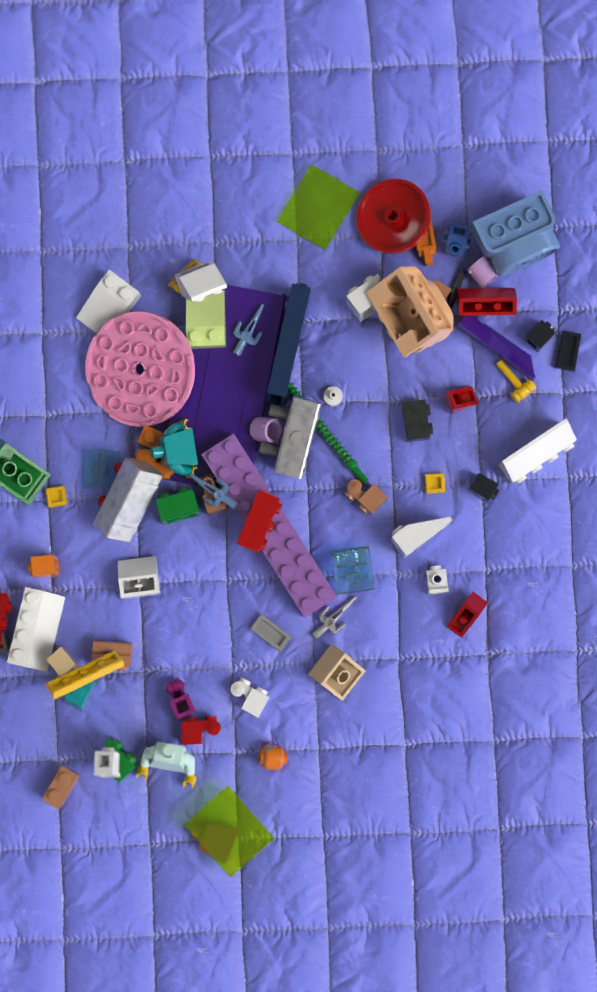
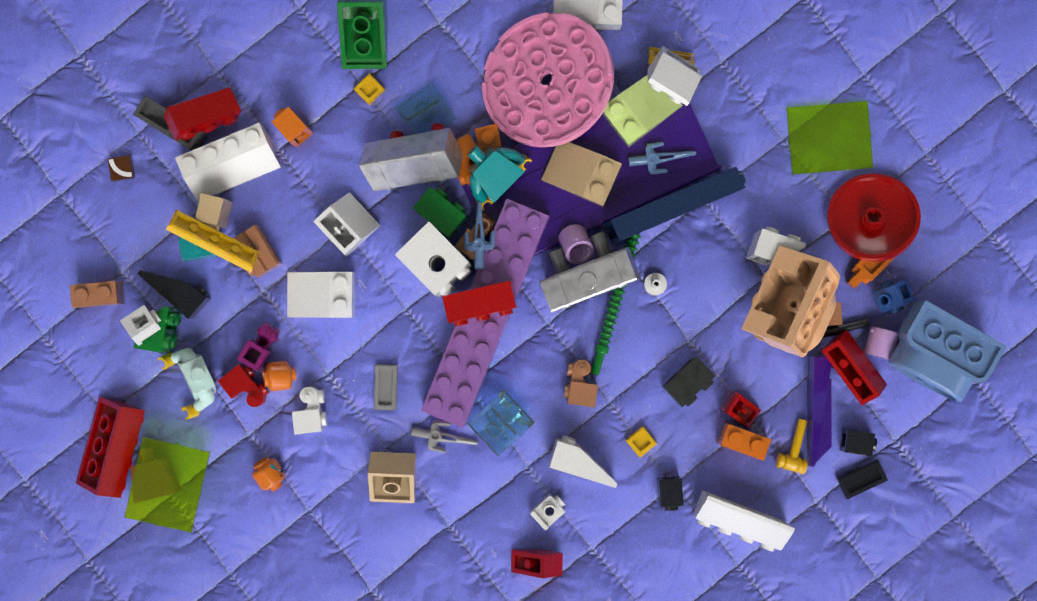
camera: 55 degrees right, 5 degrees up
(102, 728) = (182, 295): none -> black slope
(173, 855) = (110, 447): none -> red slope
(174, 631) = (321, 294): none -> white slope
(196, 531) = (421, 255): none -> white piece
(209, 701) = (278, 376): none -> orange head
(220, 391) = (582, 172): none -> tan slope
(484, 412) = (744, 441): none -> orange brick

